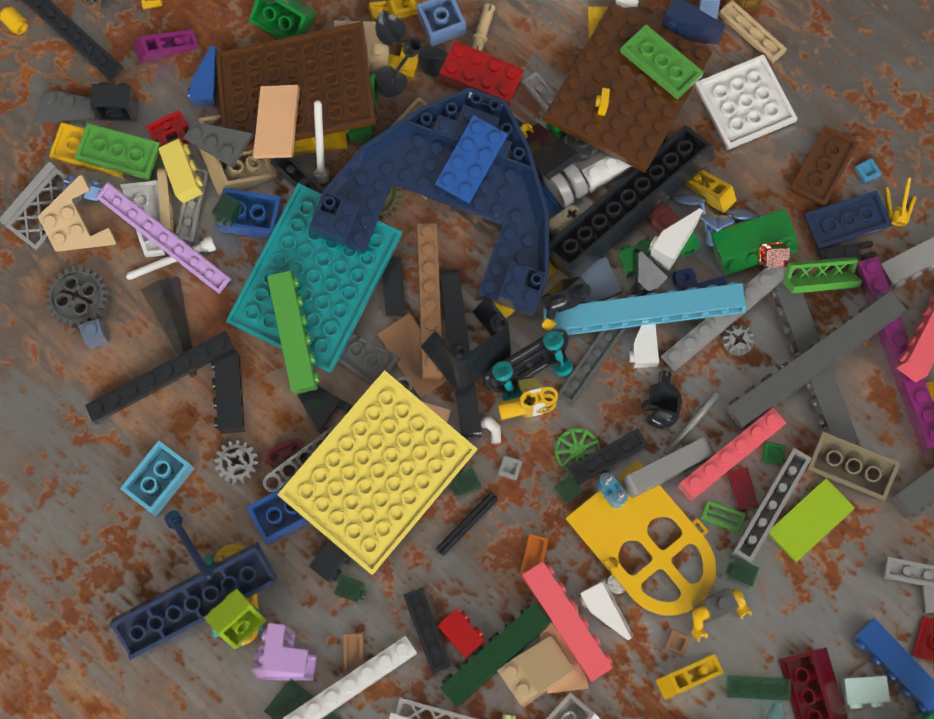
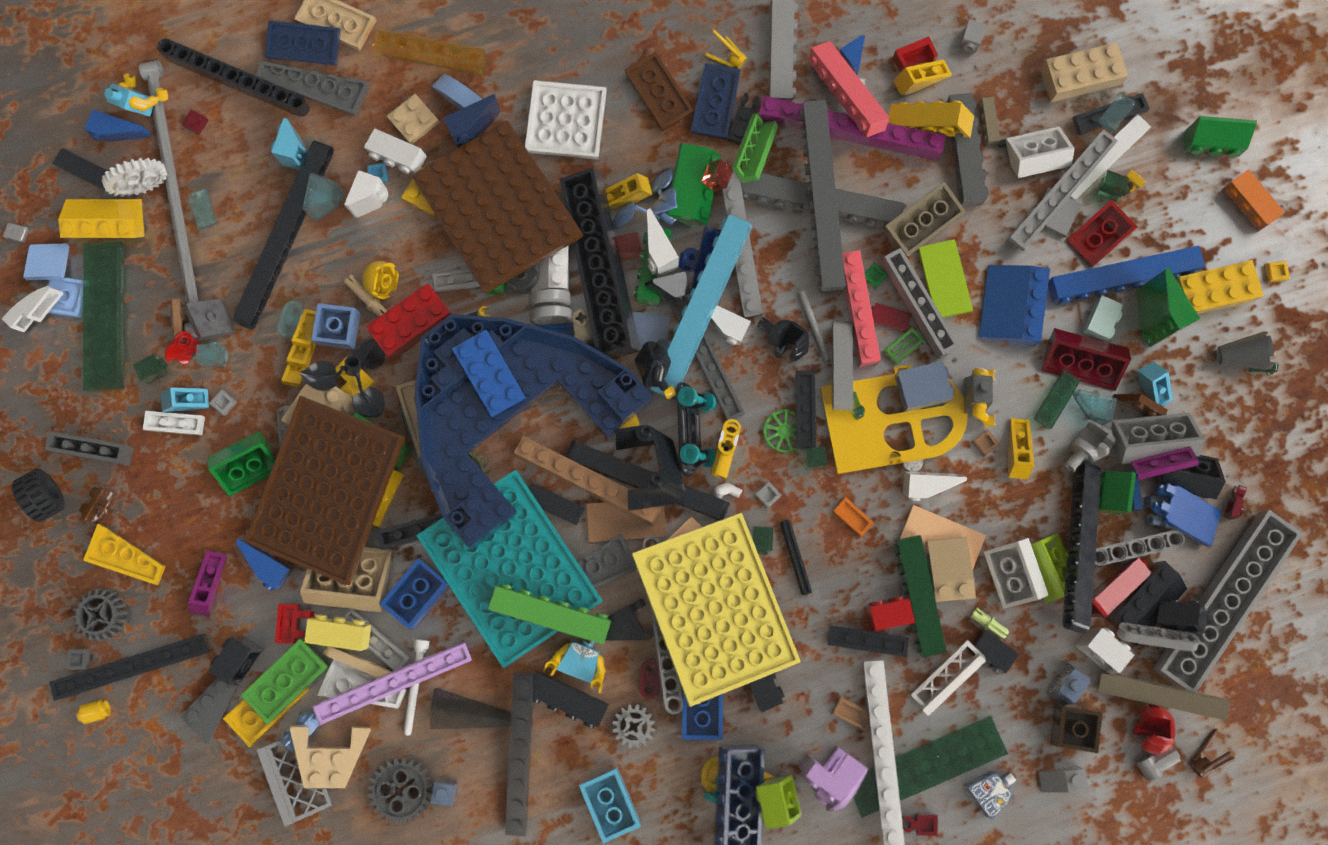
camera: 60 degrees left, 5 degrees up
(174, 520) = (655, 808): dark blue piece -> none
(219, 141) = (335, 584): dark grey wing -> none
(227, 210) = (405, 612): clear green brick -> none
(267, 384) = (580, 662): none -> torso
(276, 121) = (348, 523): light nougat tile -> none
(320, 174) = (414, 510): white piece -> none
(351, 589) = (799, 686): clear green brick -> none
(504, 31) = (380, 279): none -> yellow cylinder
(529, 384) = (710, 438): light yellow tile -> none
(549, 152) = (518, 304): black tile -> none
(566, 621) = (925, 521): coral brick -> none
(602, 101) = (502, 234): yellow plate -> none
(612, 490) = (838, 421): dark azure piece -> none
(633, 505) = (859, 411): none -> clear green hand
(661, 61) = (493, 165): bright green plate -> none
(694, 553) = (924, 386): none -> sand blue brick
(740, 348) = (761, 254): light grey gear -> none
(741, 573) = (959, 358): clear green brick -> none
(752, 31) = (507, 77): tan plate -> none
(826, 597) = (1014, 304): none -> blue slope
(868, 171) = (682, 60): dark azure tile -> none

